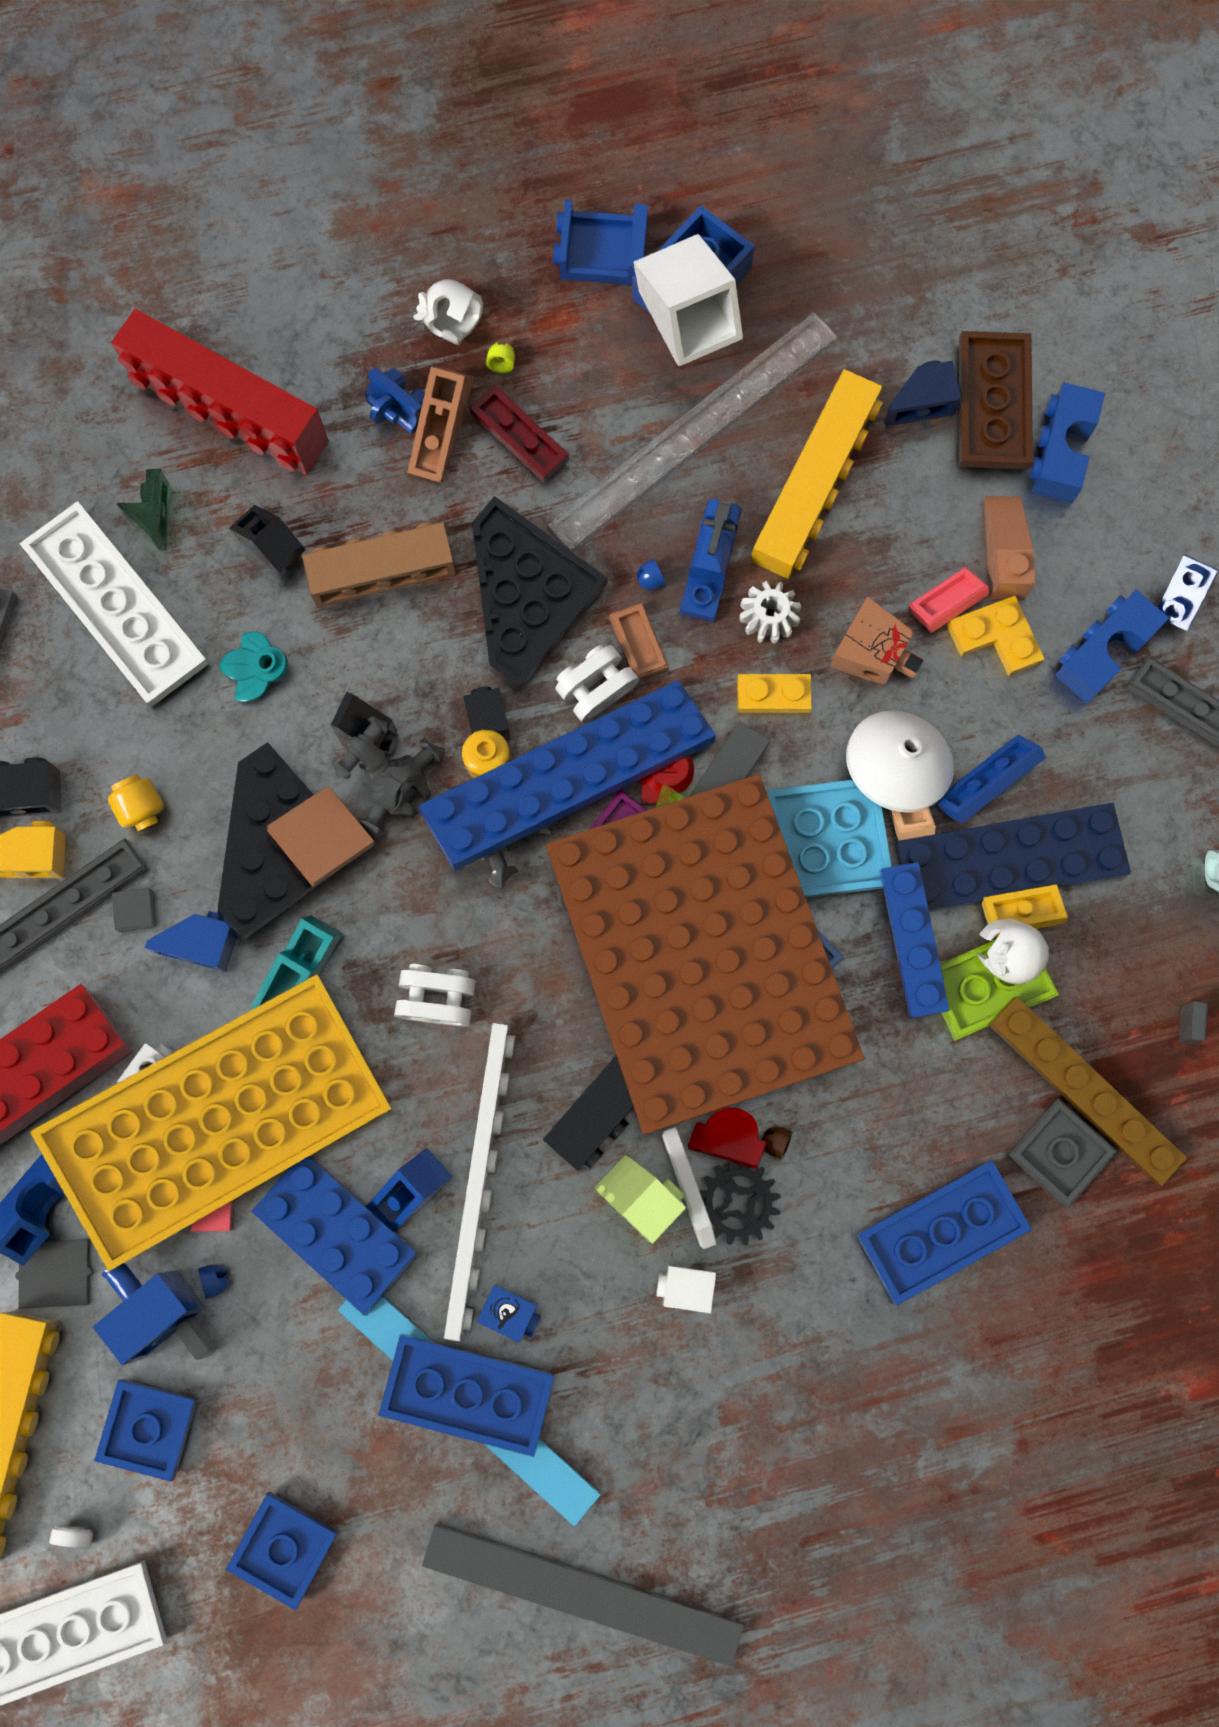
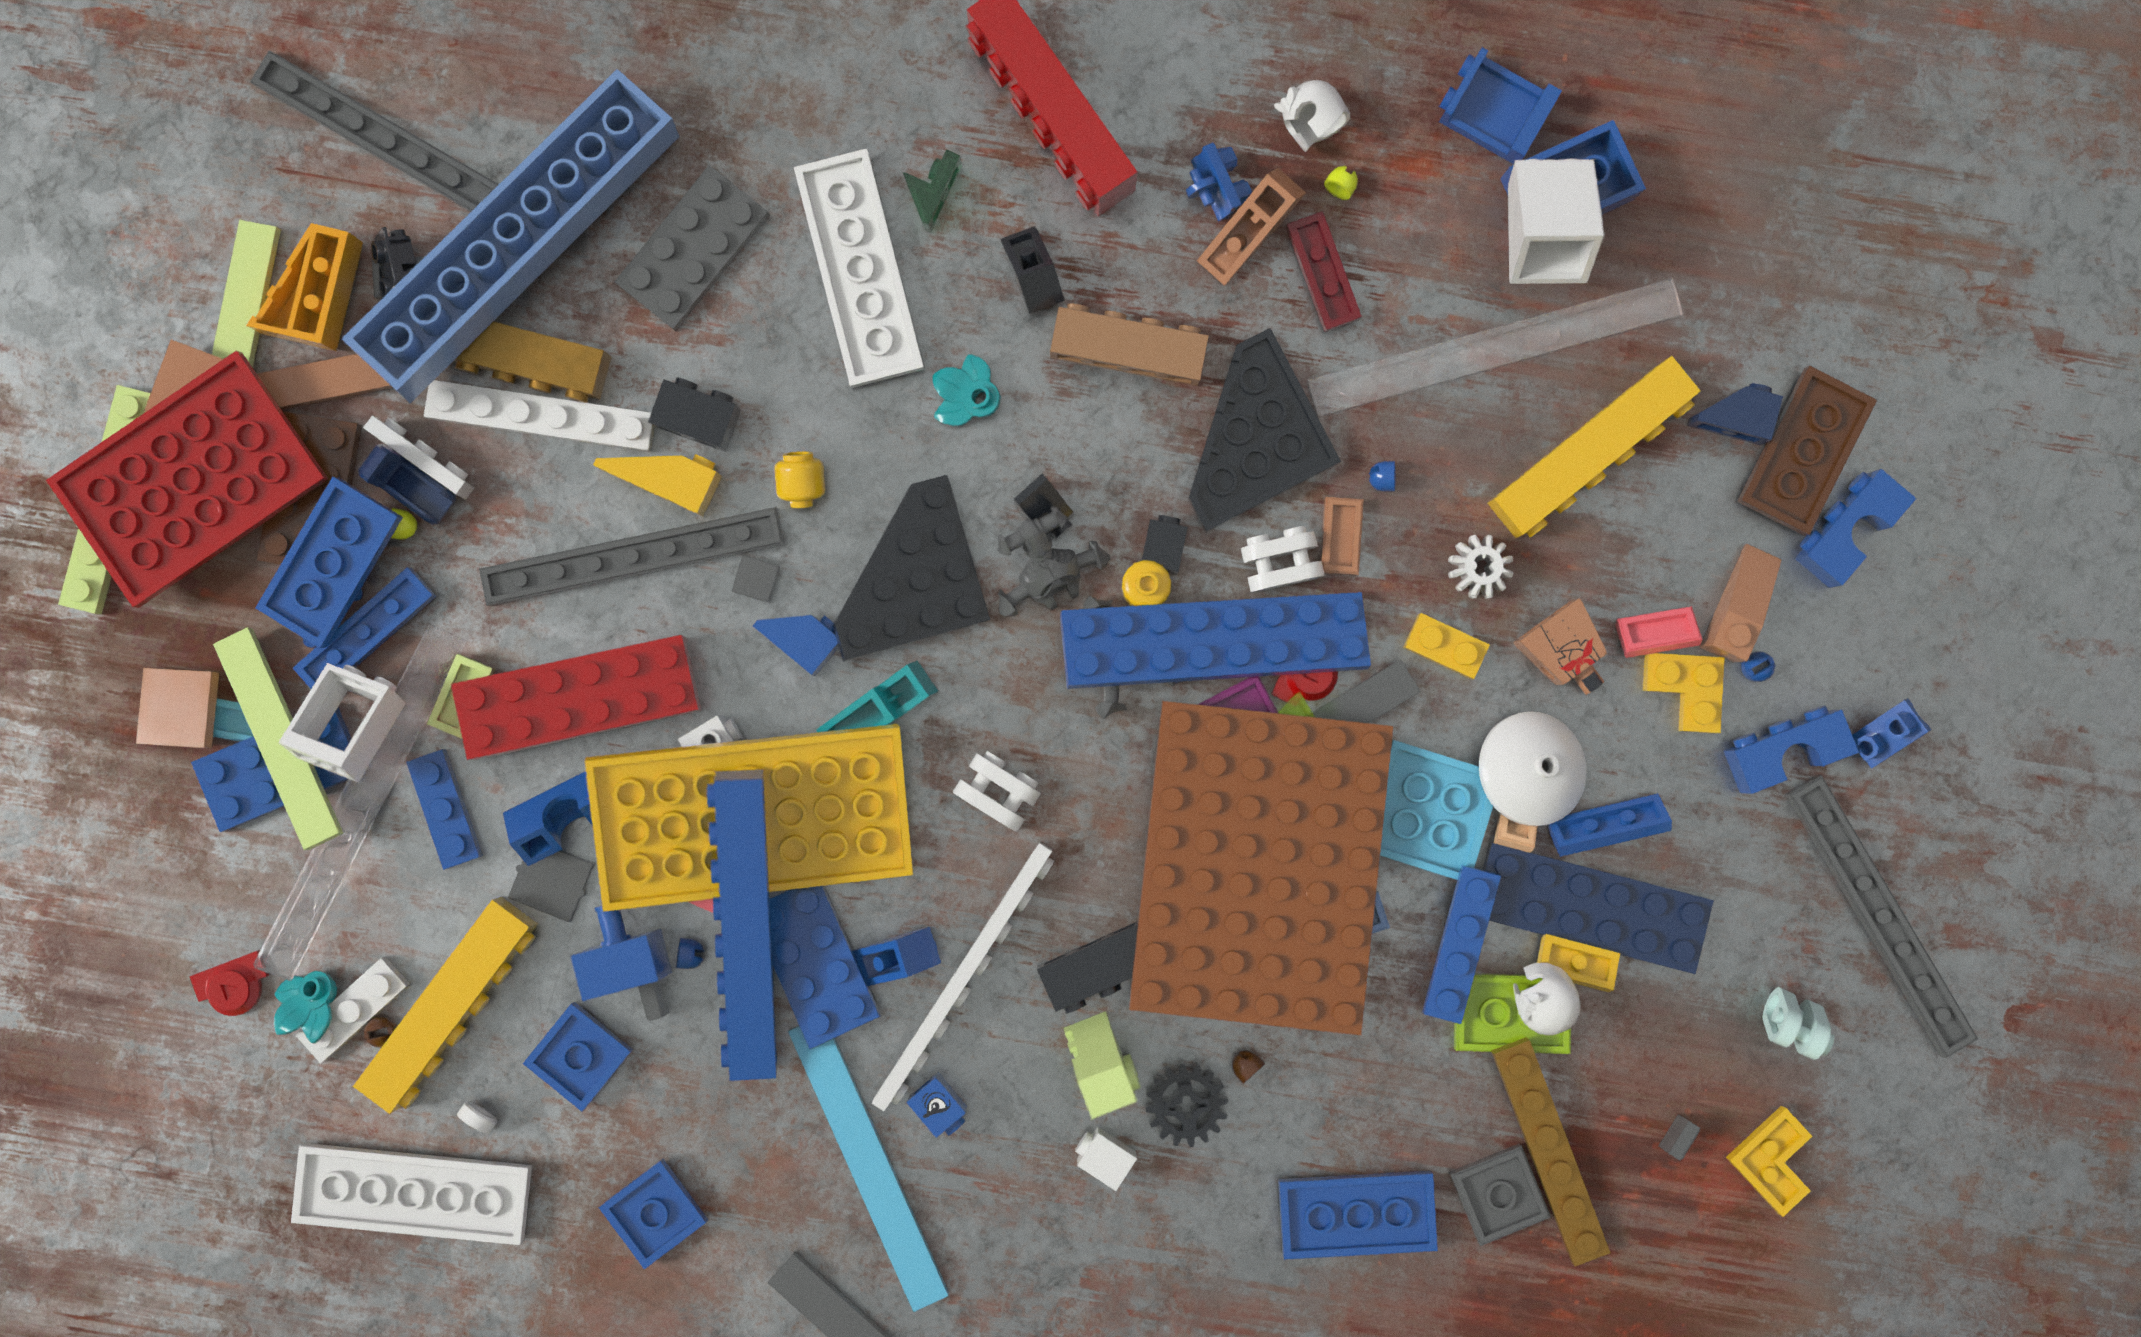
camera: 25 degrees right, 10 degrees up
(251, 1224) = (744, 924): none -> blue brick
(320, 836) = (958, 594): nougat tile -> none
(466, 1395) = (870, 1160): blue plate -> none
(688, 1186) = (1147, 1074): white tile -> none
(710, 560) = (1448, 489): blue plate -> none
(729, 1136) = (1206, 1044): red piece -> none
(1039, 588) = (1754, 660): none -> blue hinge

